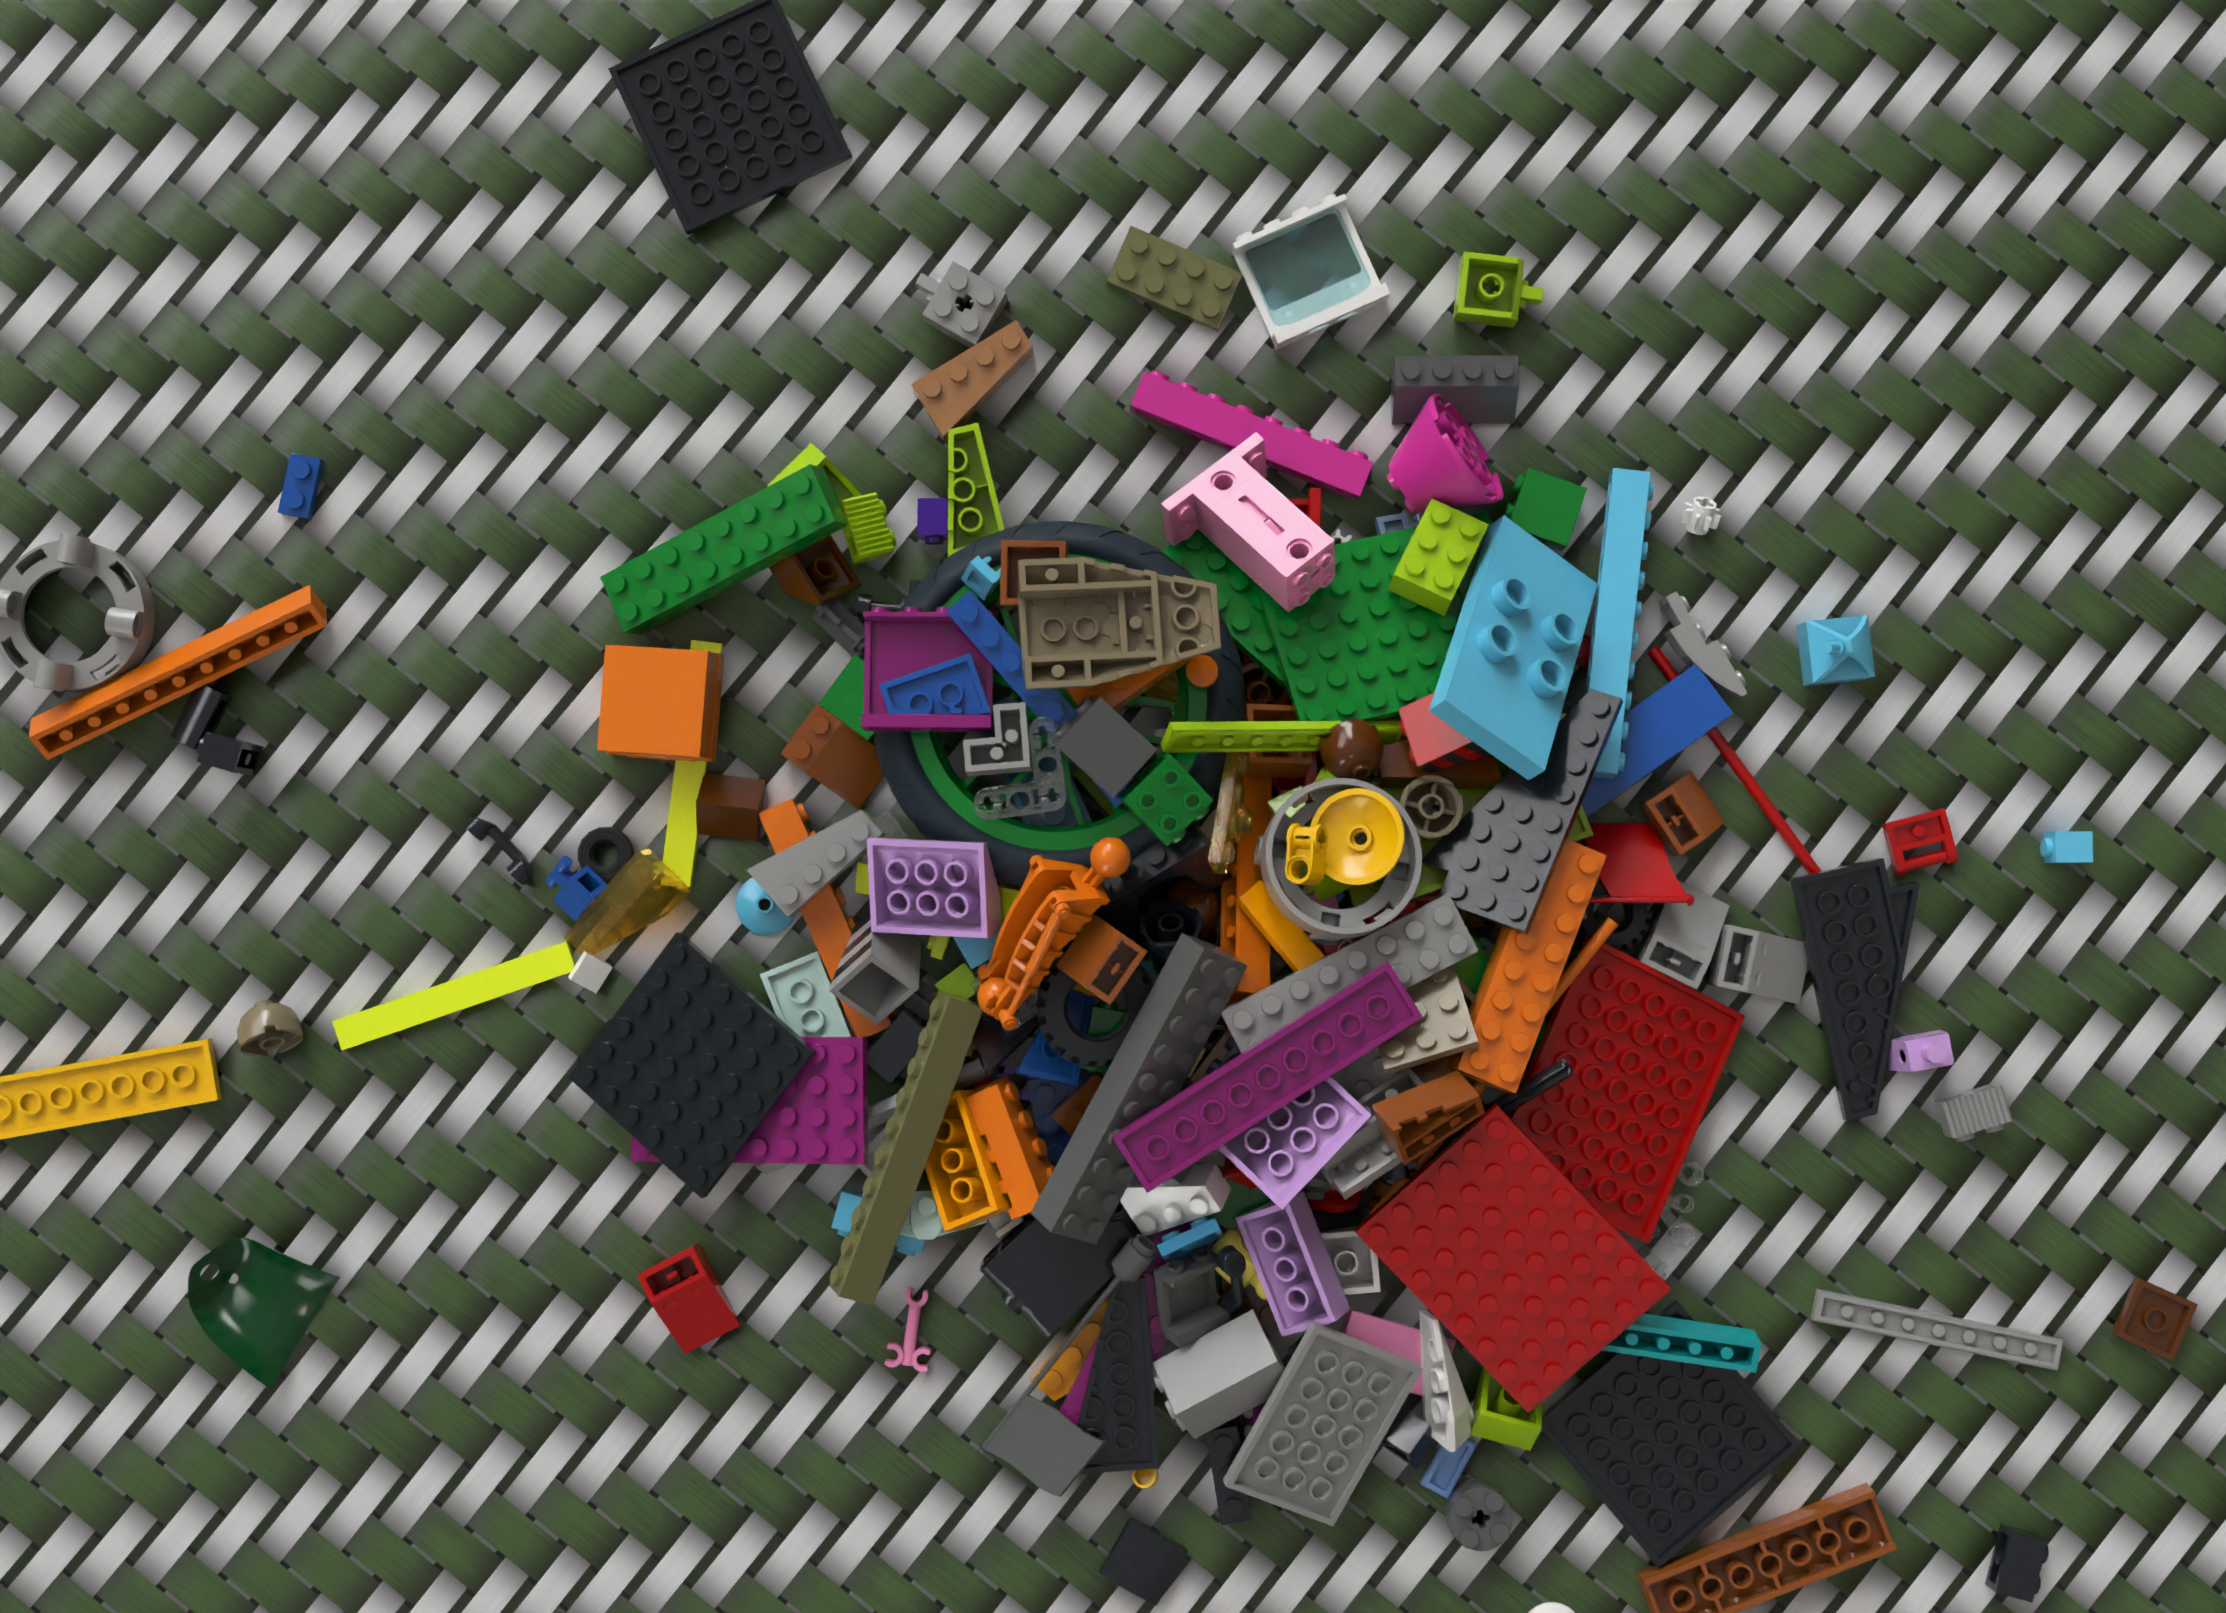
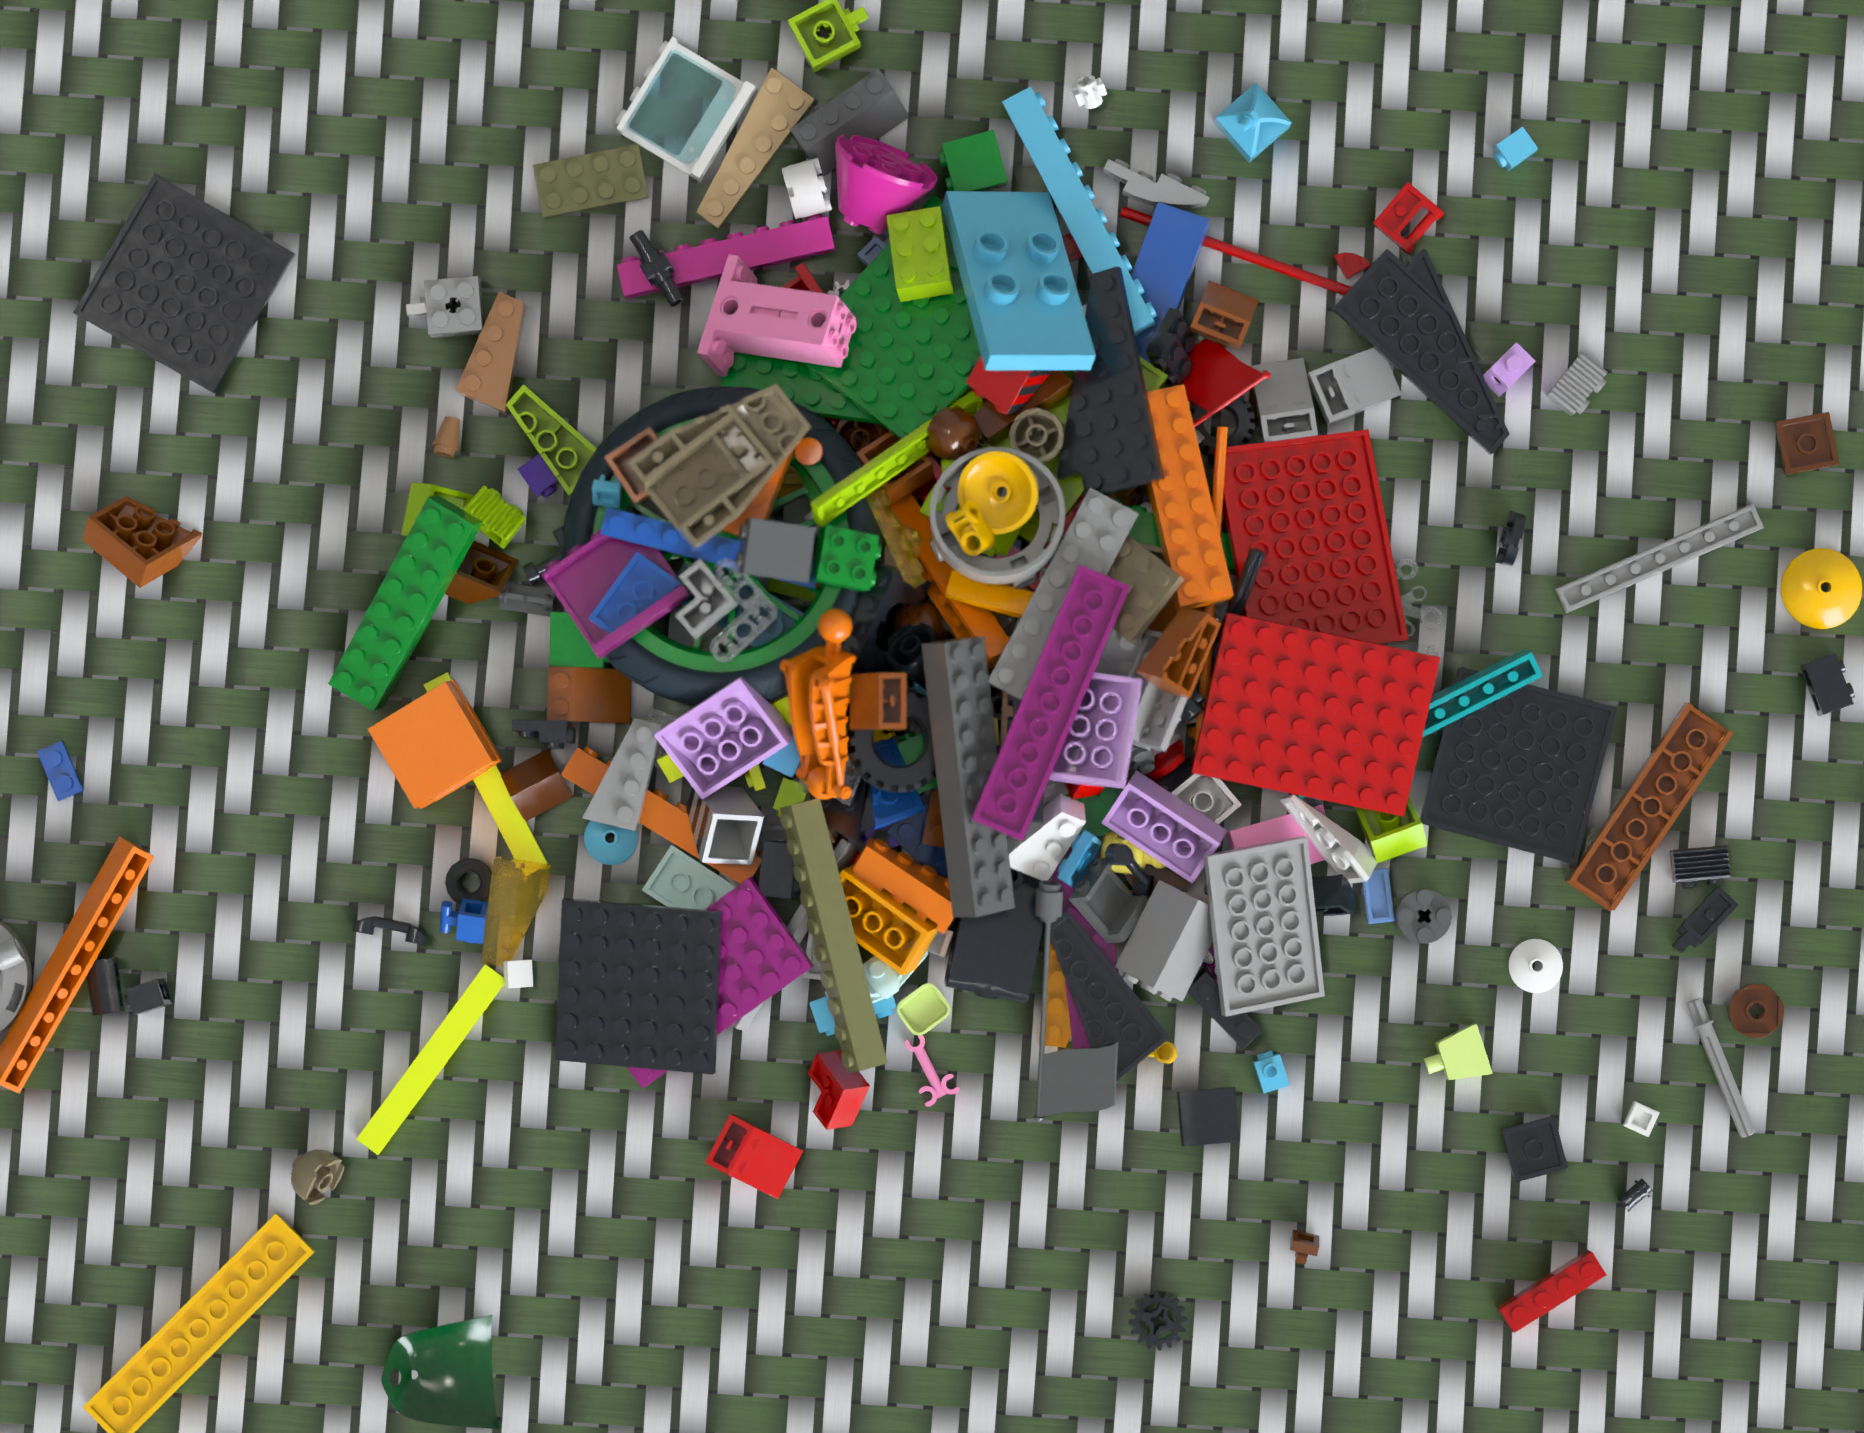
camera: 40 degrees left, 0 degrees up
(520, 321) = (138, 540): none -> dark orange wedge
(776, 769) = (551, 732): none -> black plate
(810, 1297) = (840, 1091): none -> red panel
(873, 425) = (447, 438): none -> medium nougat cone
(945, 1272) = (923, 1009): none -> yellowish green piece
(1179, 399) = (656, 268): none -> black pin
(1231, 1561) = (1270, 1071): none -> medium azure brick
(1362, 345) = (762, 133): none -> tan wing
(1372, 423) = (806, 188): none -> white brick
(1613, 810) = (1171, 346): none -> black plate
(1811, 1215) = (1510, 538): none -> black plate
(1835, 848) = (1351, 264): none -> red tile
(2058, 1452) = (1803, 592): none -> yellow dish

